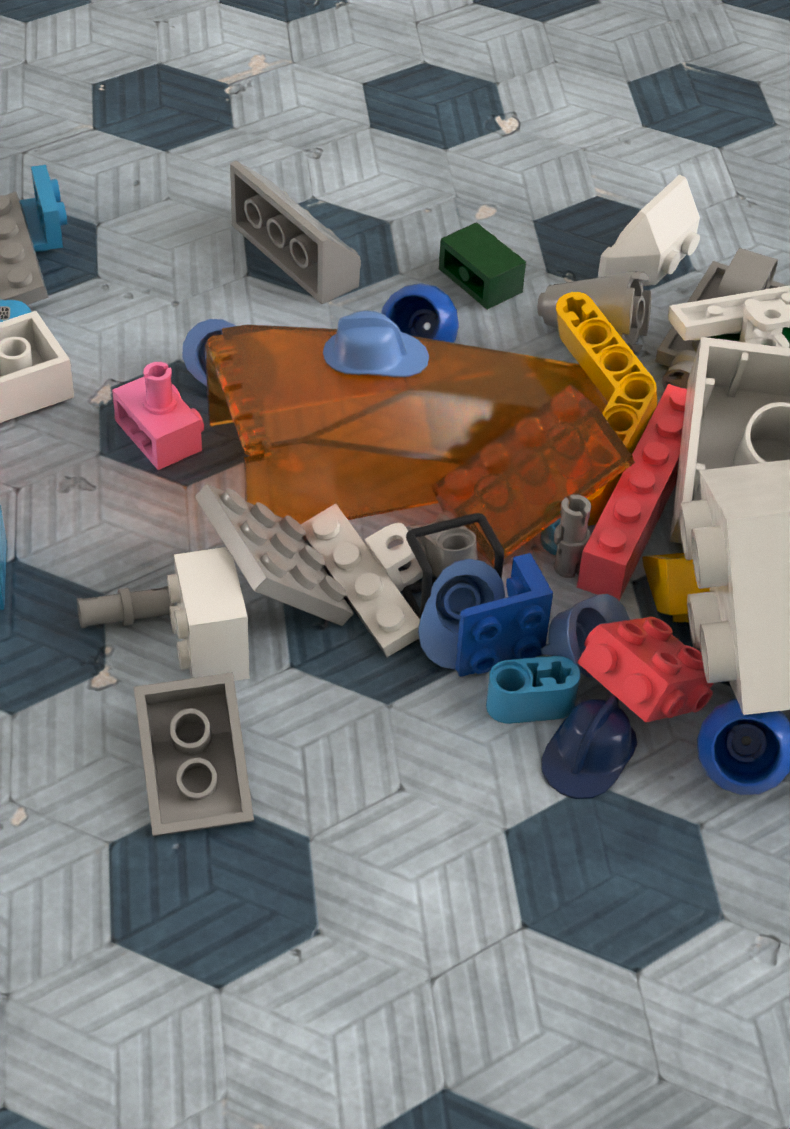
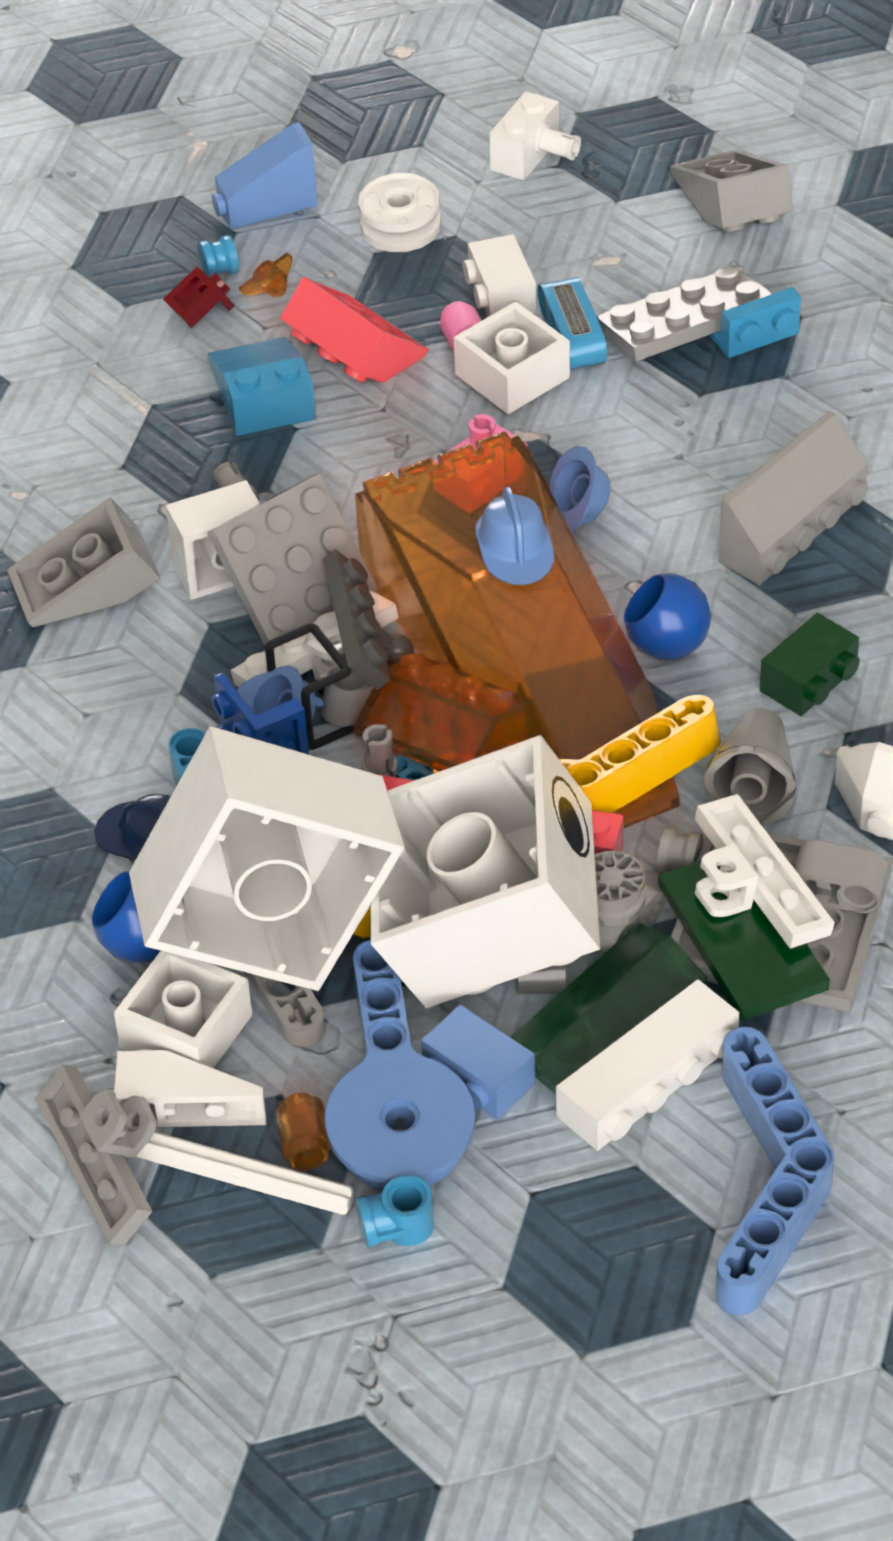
camera: 85 degrees right, 0 degrees up
(366, 510) = (365, 644): none -> dark grey plate

